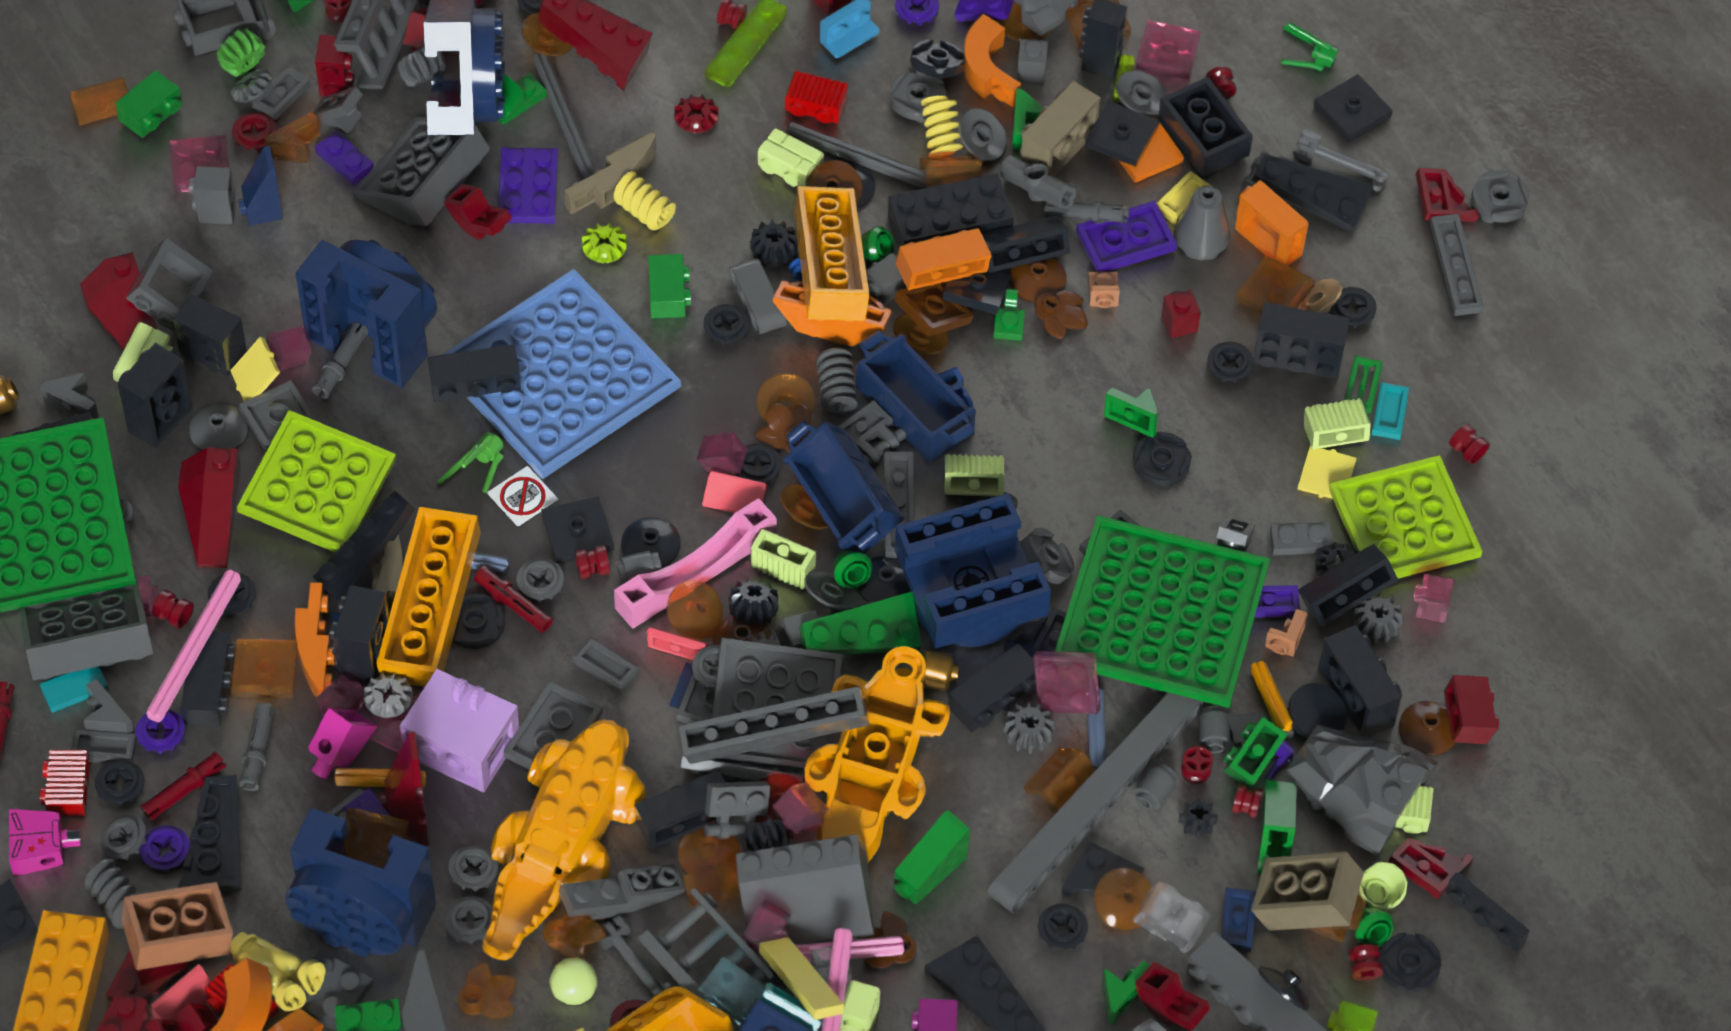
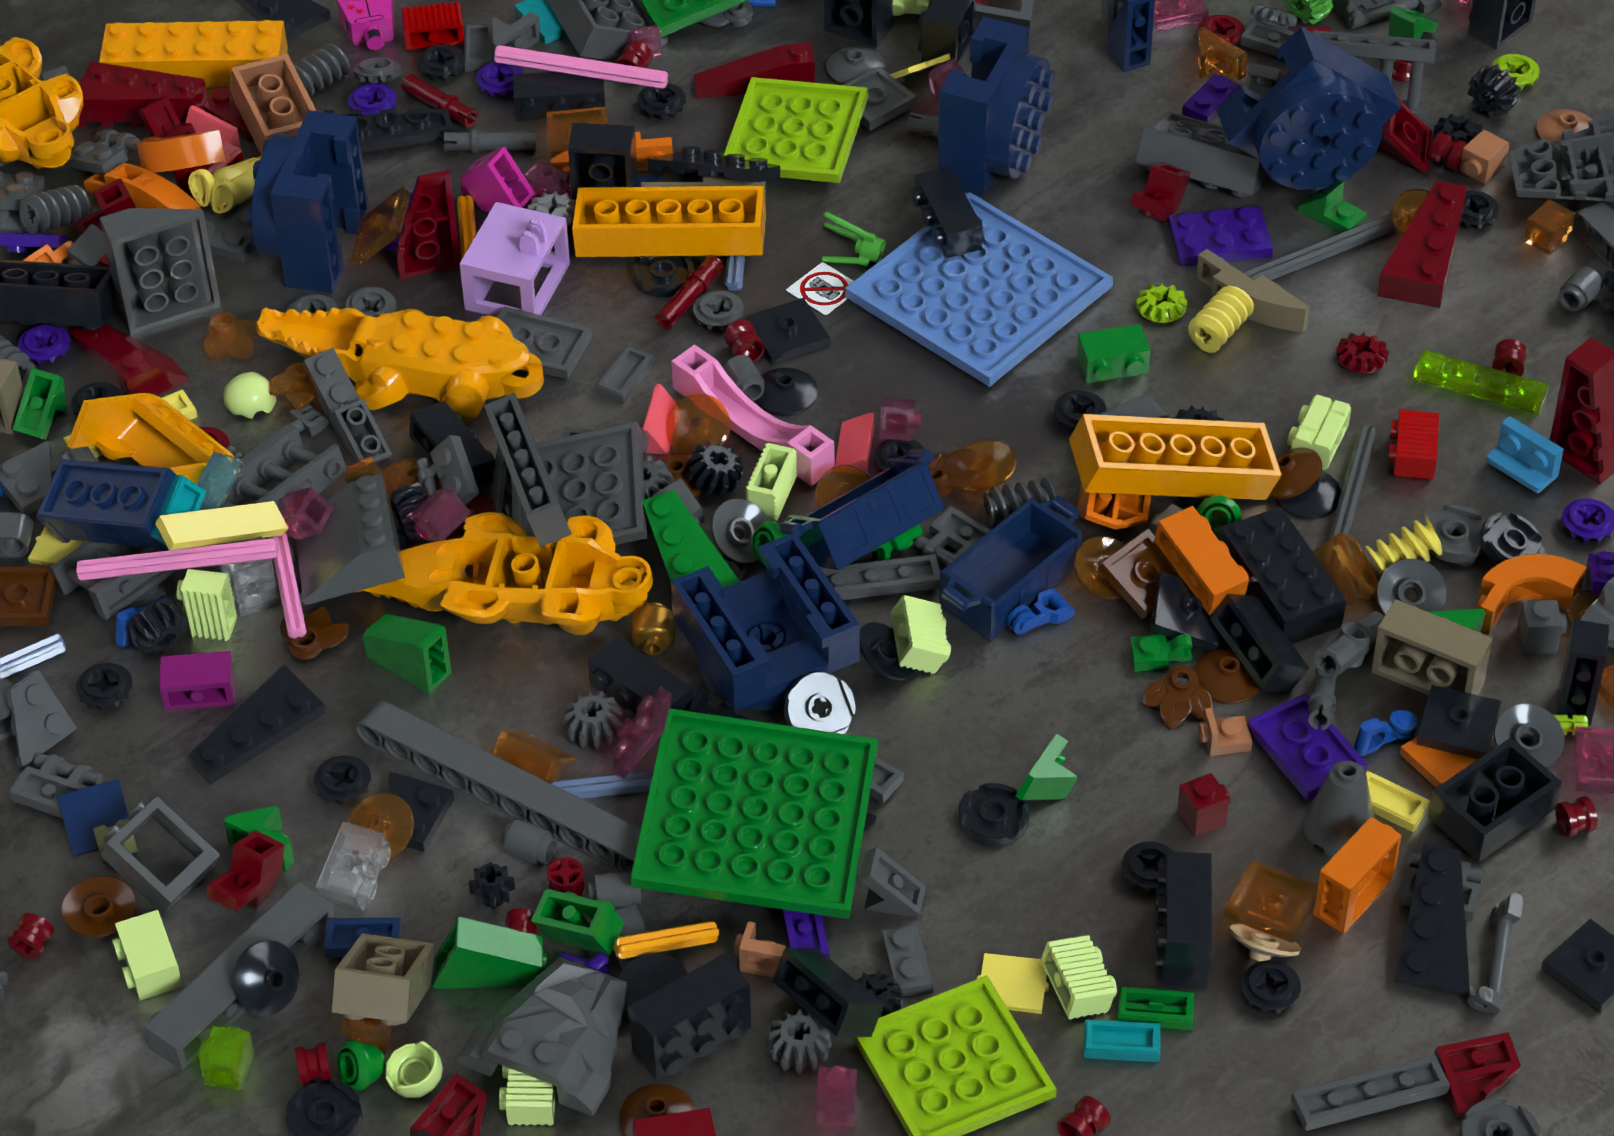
camera: 85 degrees right, 10 degrees down
(1113, 175) = (1374, 733): none -> blue piece

